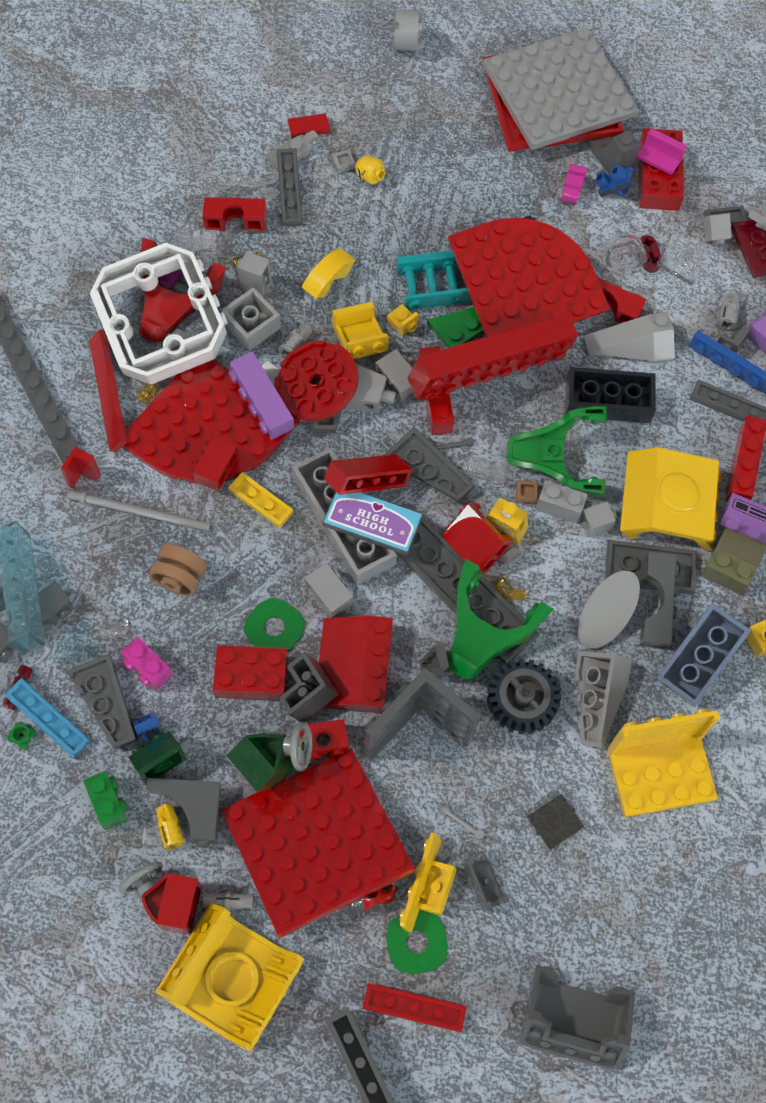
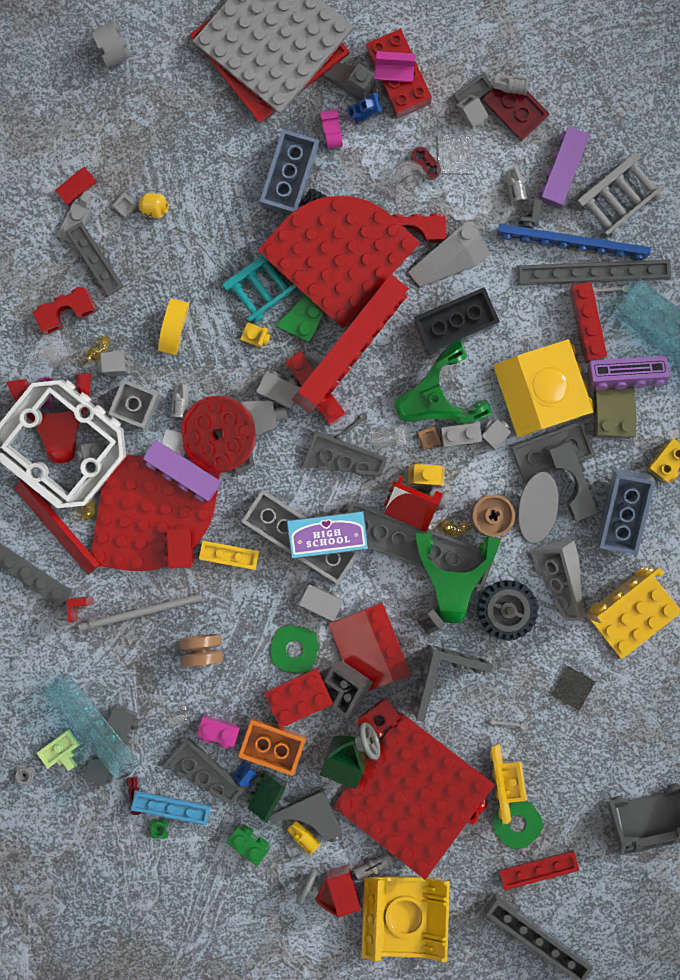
camera: 25 degrees left, 20 degrees up
(193, 707) = (272, 746): none -> orange brick
(359, 330) = (228, 369): yellow panel -> none
(367, 474) = (303, 498): red brick -> none
(484, 883) = (545, 759): dark grey hinge -> none
(516, 194) = (289, 172): none -> sand blue brick
(559, 589) = (503, 512): none -> medium nougat wheel

